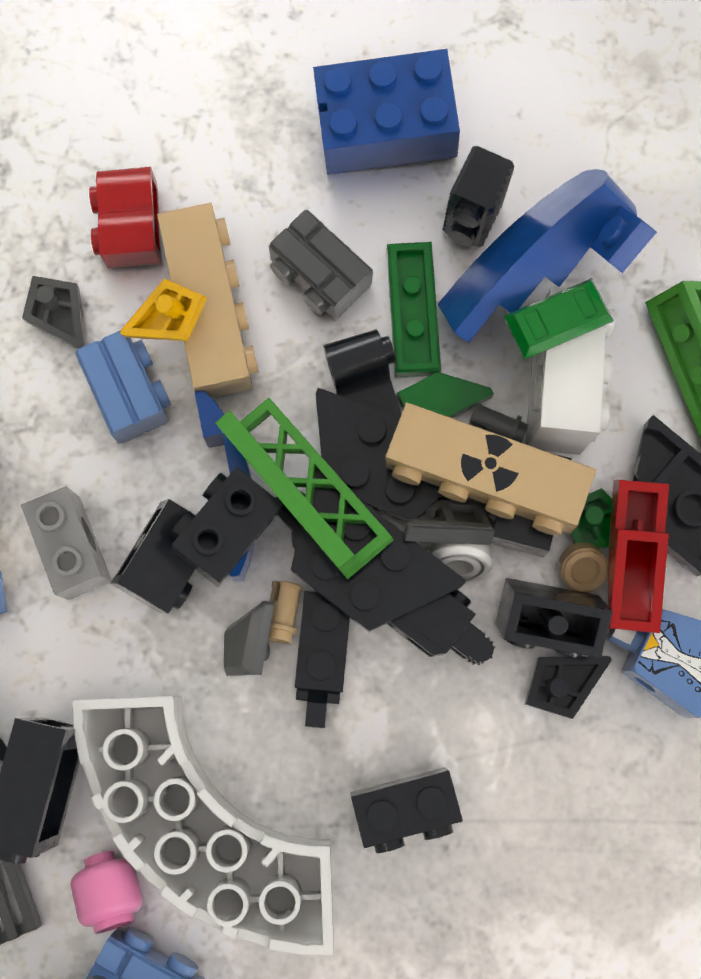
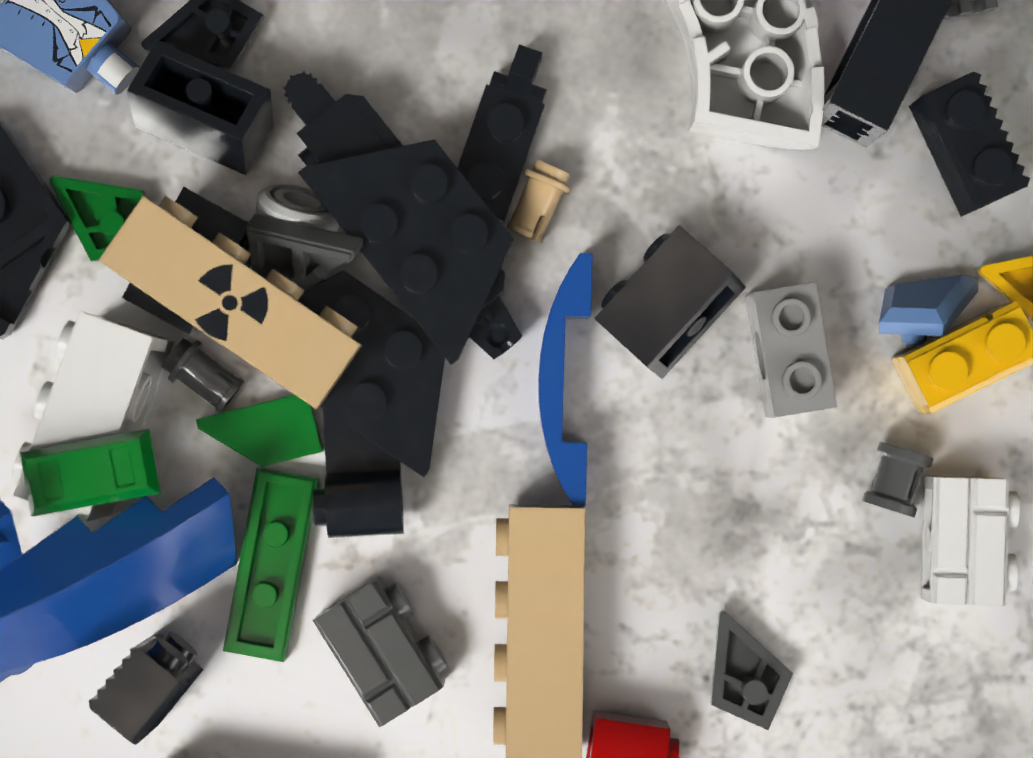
camera: 165 degrees left, 10 degrees up
(123, 387) = (677, 545): medium blue brick -> none
(166, 314) = (597, 614): yellow piece -> none
(225, 526) = (582, 311): black brick -> none
(247, 641) = (589, 171): dark grey piece -> none
(286, 487) = (493, 328): bright green fence -> none
(583, 567) = (144, 165): tan tile -> none
(637, 555) = (72, 158): red slope -> none

